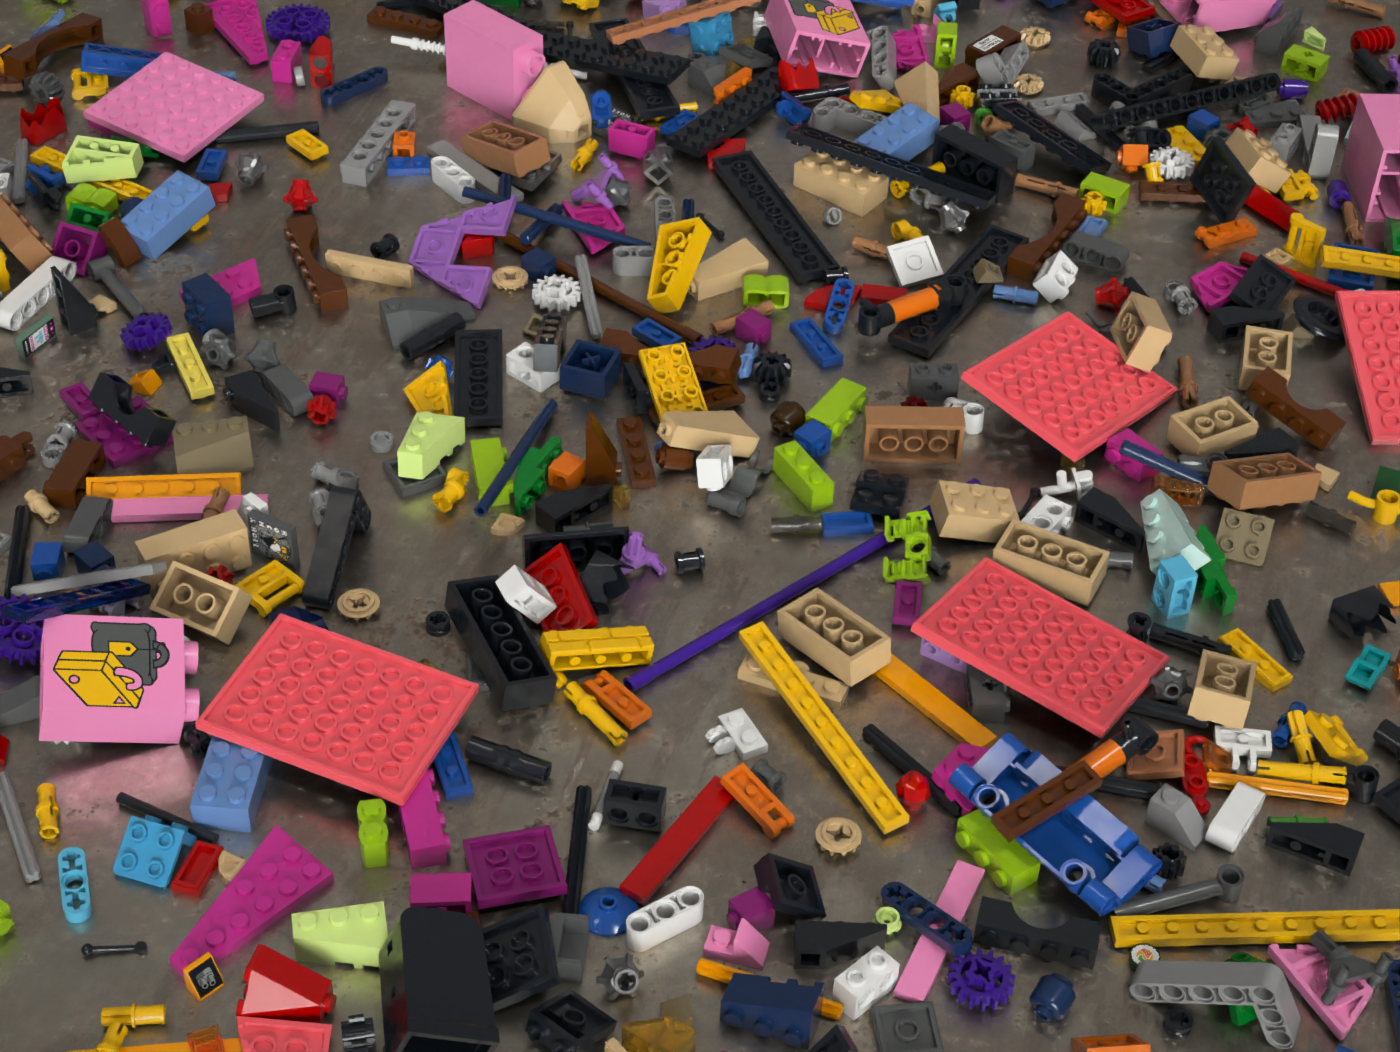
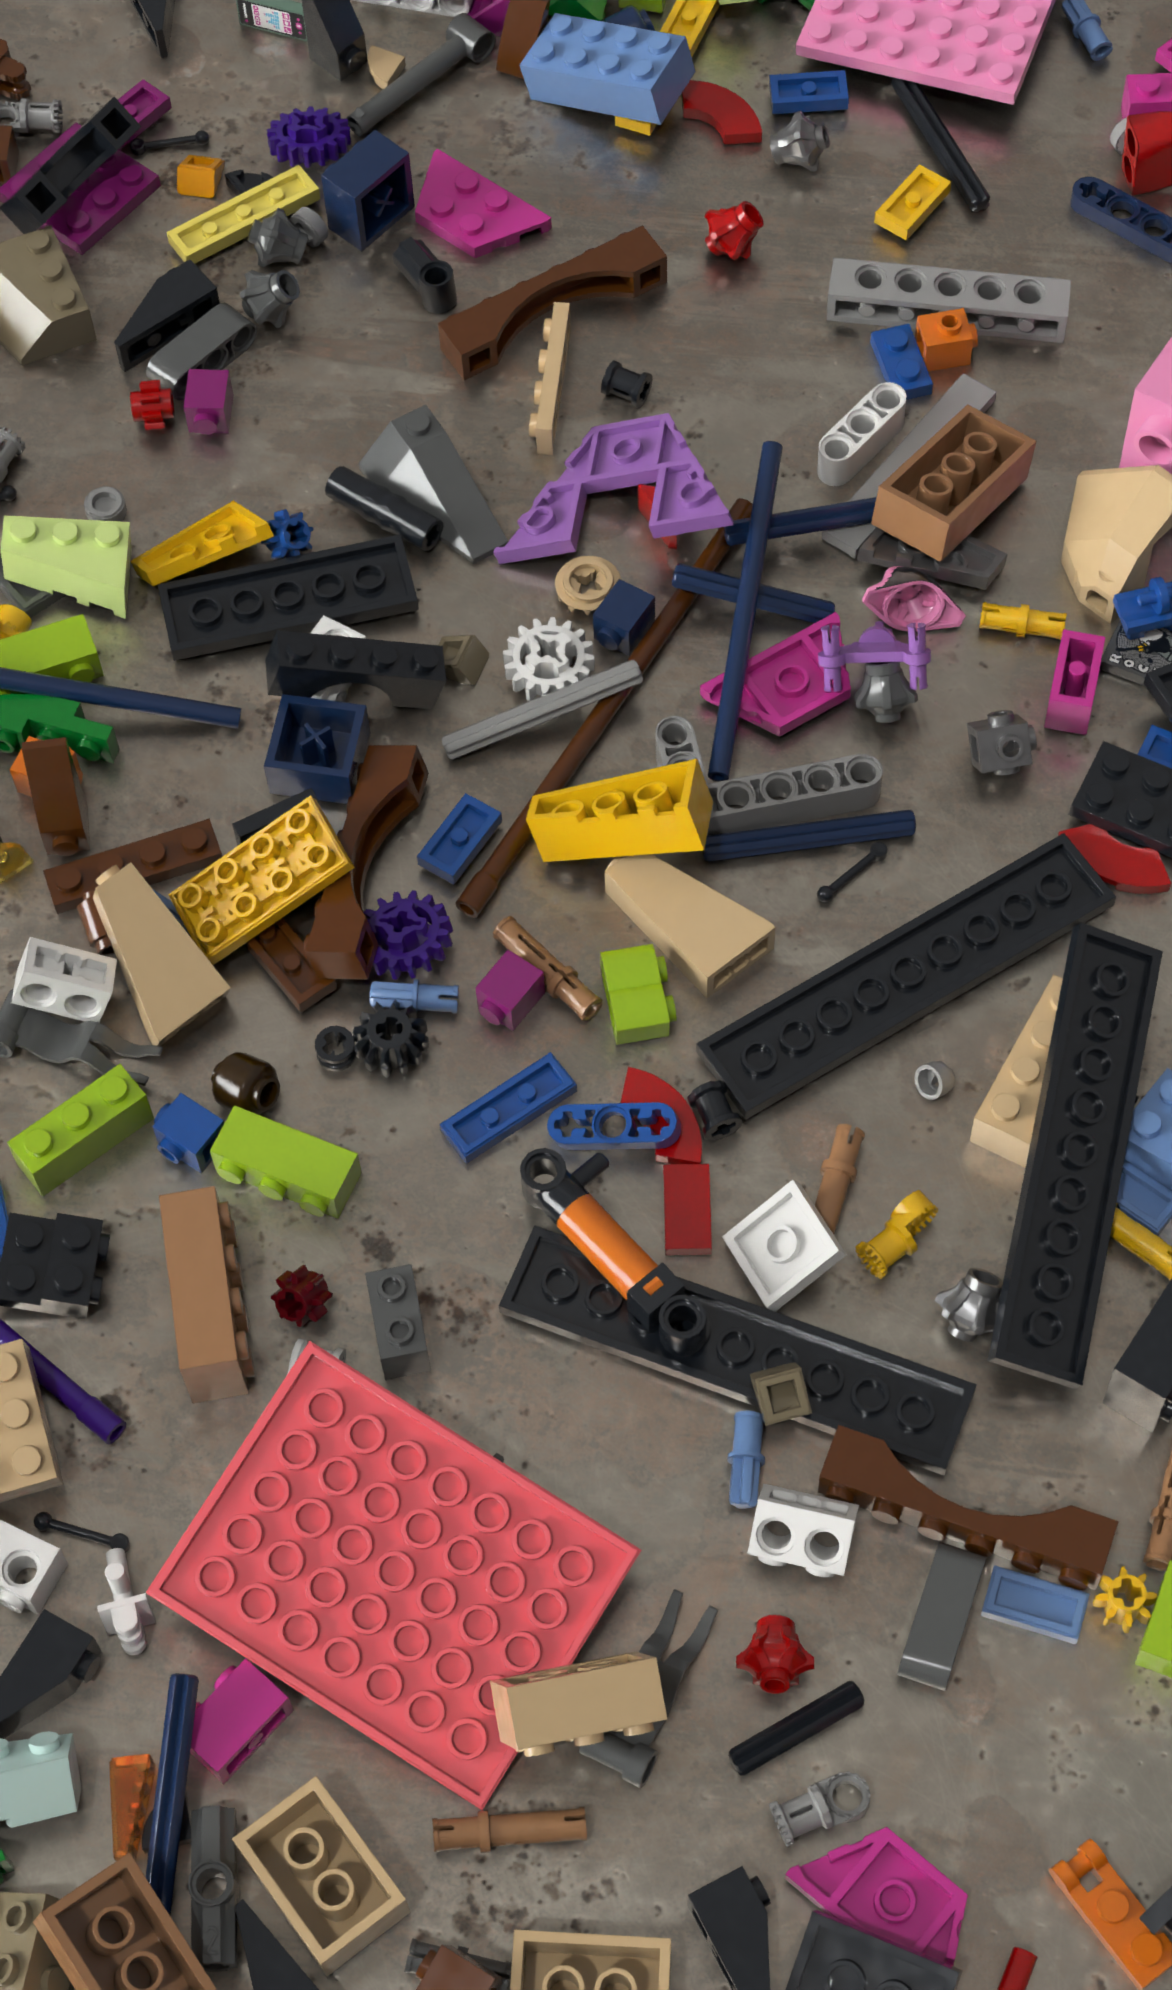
camera: 85 degrees right, 20 degrees up
(562, 177) = (912, 597): none -> bright pink hat

